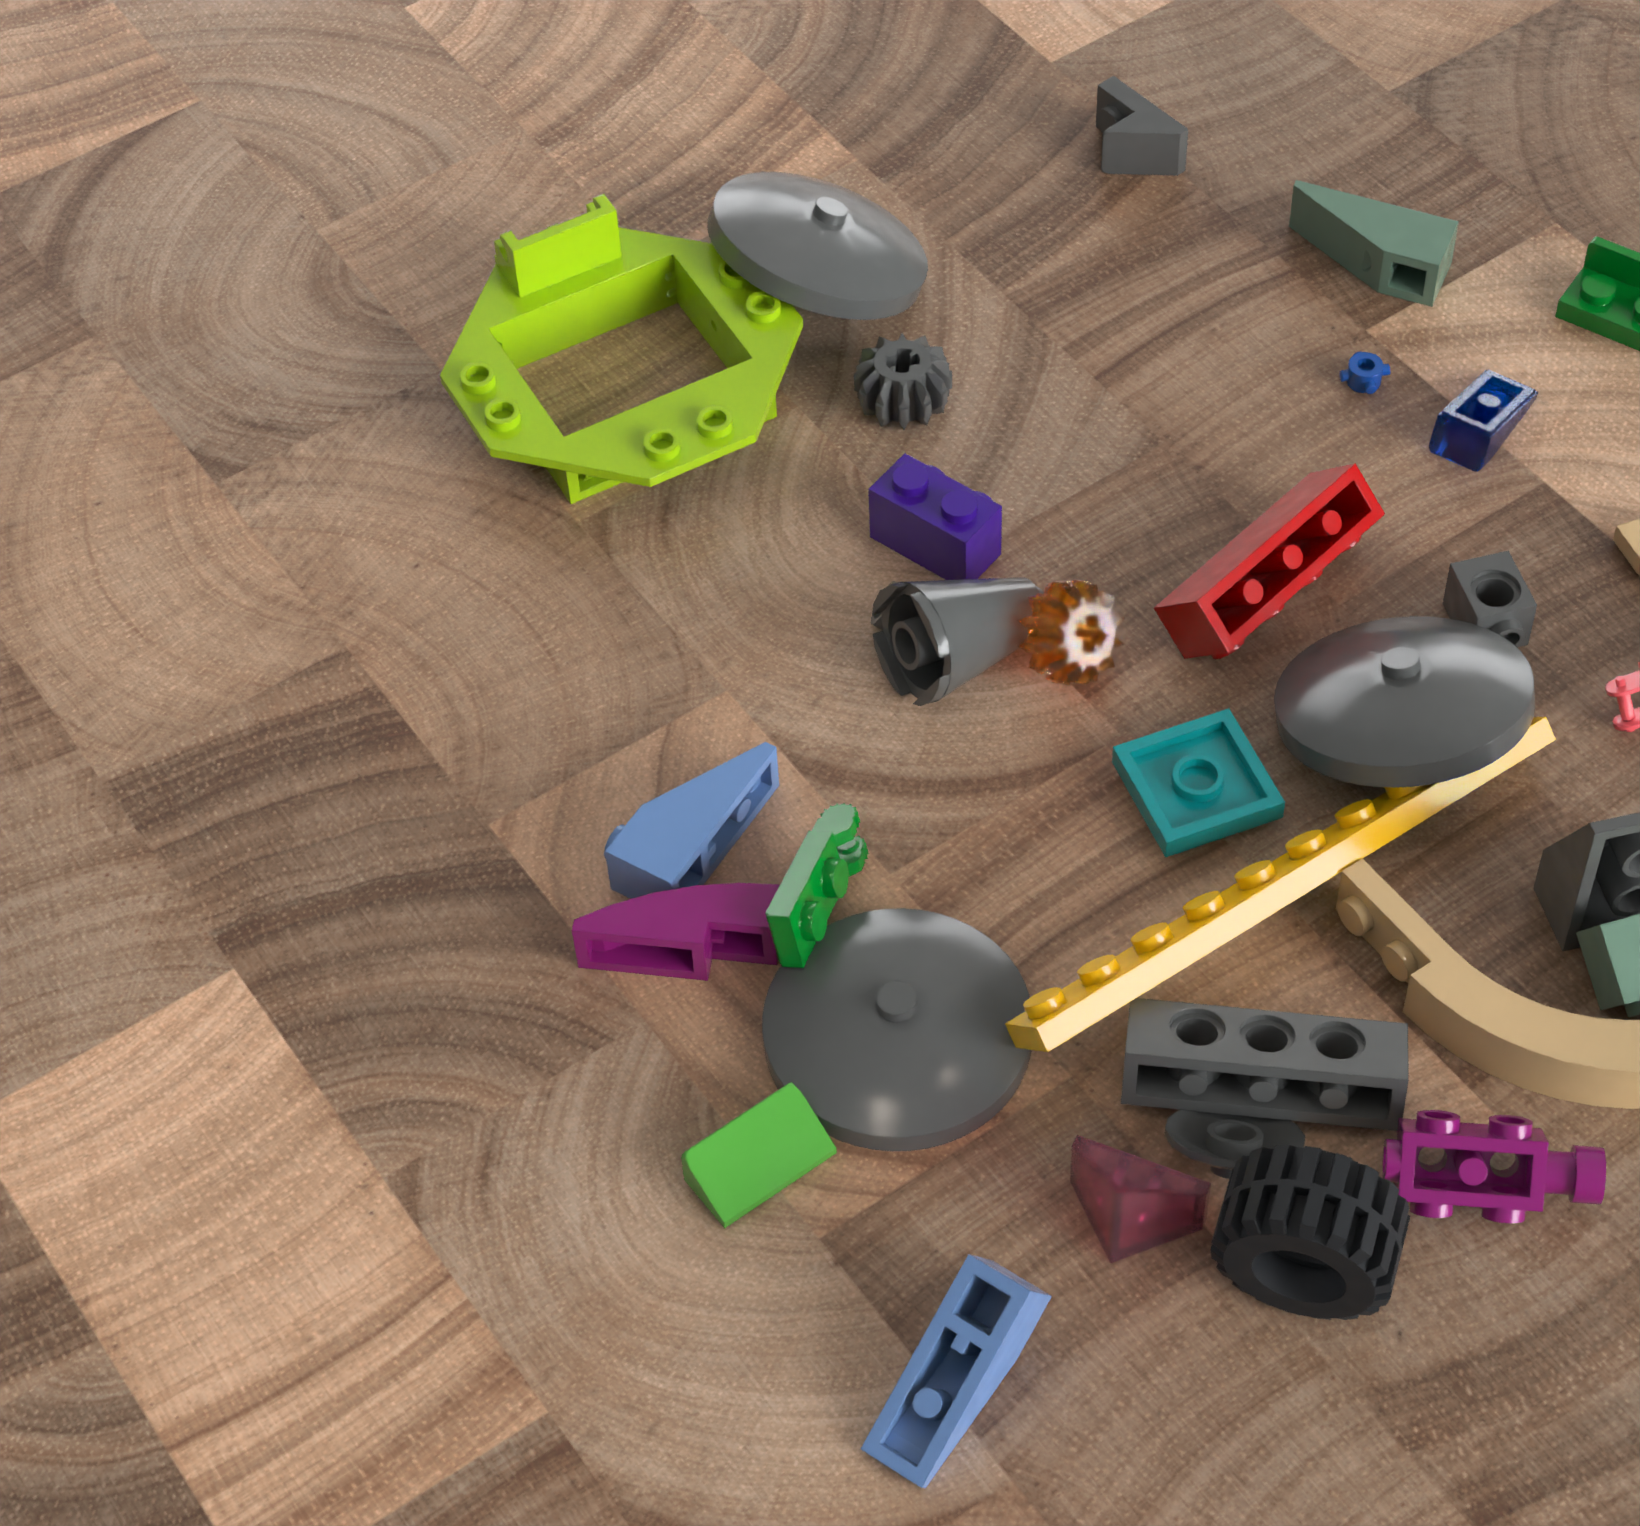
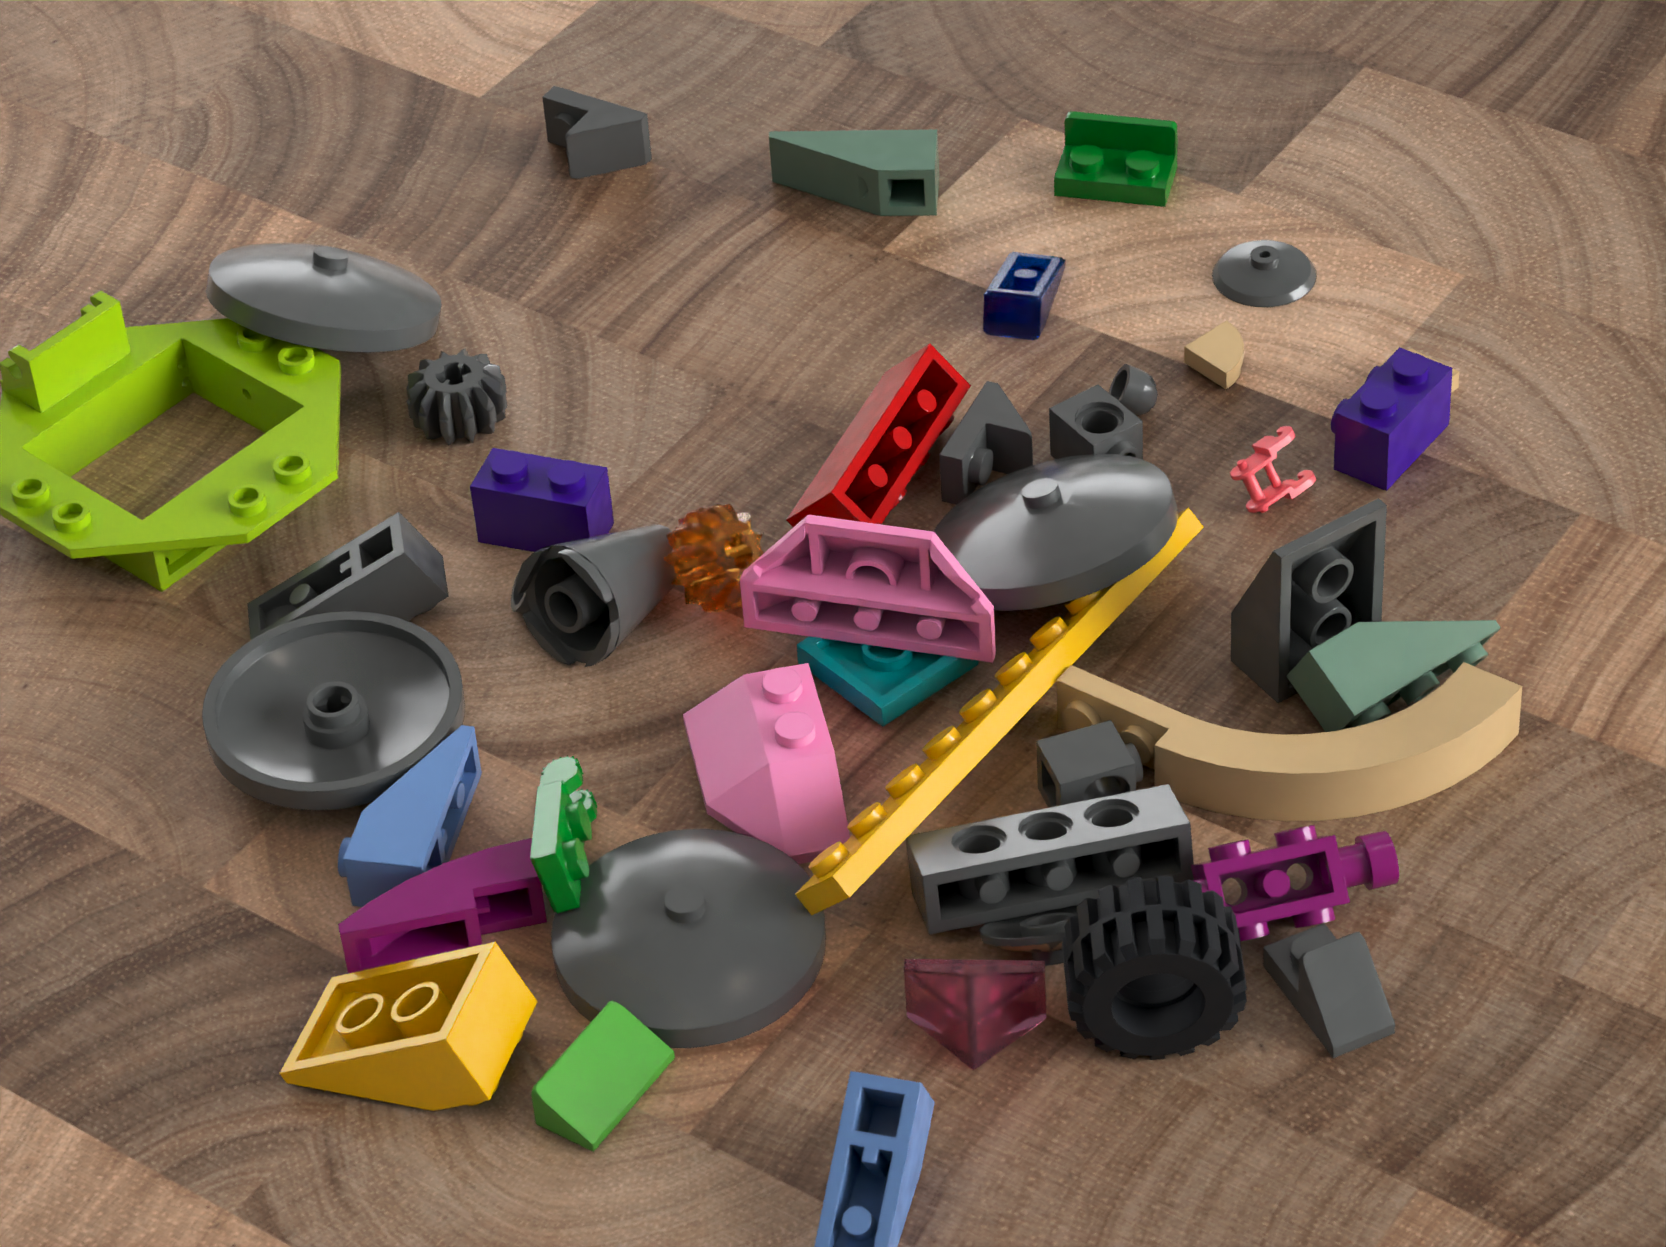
camera: 20 degrees left, 10 degrees down
(607, 1050) = (416, 1030): none -> yellow slope
(660, 685) = (331, 709): none -> dark grey dish
(733, 560) = (380, 572): none -> dark grey slope
(1039, 865) = (770, 762): none -> bright pink wedge
(1194, 720) = (869, 589): none -> bright pink wedge
(1340, 975) = (1086, 765): none -> dark grey brick
(1364, 372) = (898, 282): blue piece -> none
(1380, 573) = (985, 441): none -> dark grey slope
(1490, 1297) = (1332, 987): none -> dark grey slope
(1546, 561) = (1134, 389): none -> dark grey hinge

